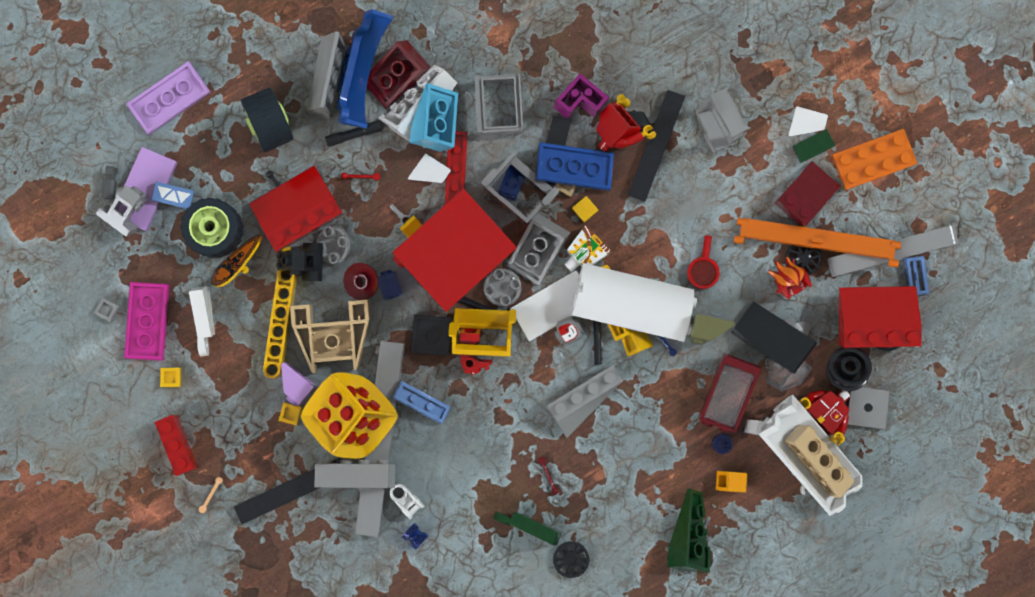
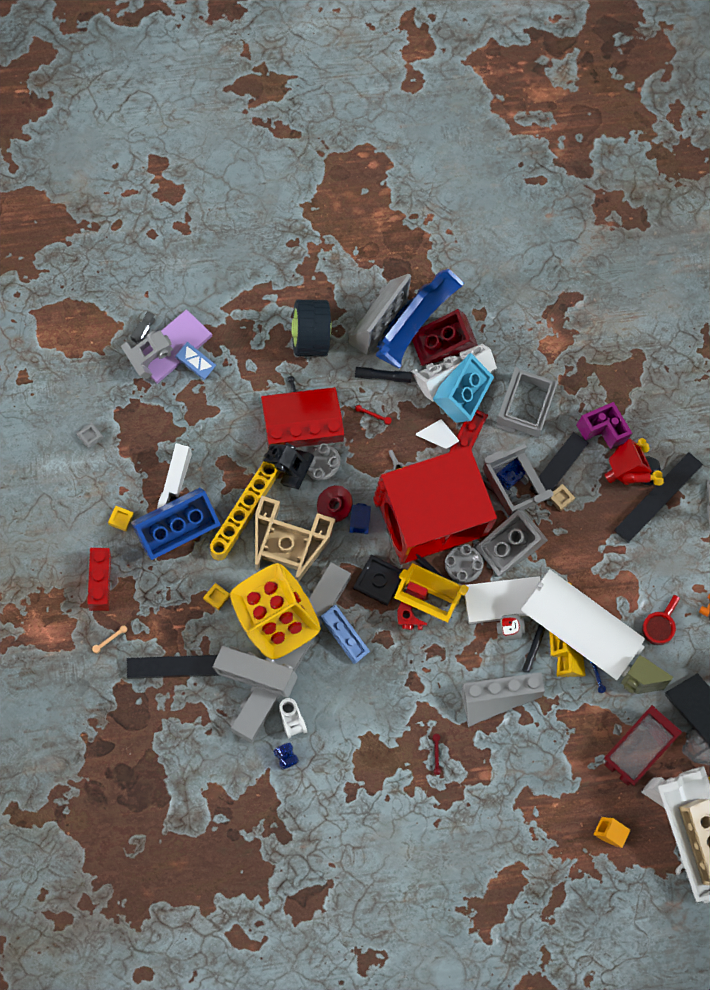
camera: 15 degrees right, 15 degrees down
(146, 321) = (121, 460): dark pink tile -> none
(168, 98) = (228, 279): lavender tile -> none
(197, 225) = (219, 401): wheel -> none
(222, 365) = (175, 523): none -> blue brick
(235, 262) = (227, 441): shield -> none
(296, 385) = (235, 568): lavender slope -> none
(530, 526) = (402, 792): dark green piece -> none
(571, 559) = (426, 841): black wheel -> none
(574, 166) = (575, 483): blue tile -> none
(585, 209) = (569, 526): yellow tile -> none
(586, 249) = (558, 559): torso -> none
(688, 543) = (547, 872): dark green wedge -> none
(718, 444) = (615, 796): clear blue wheel -> none

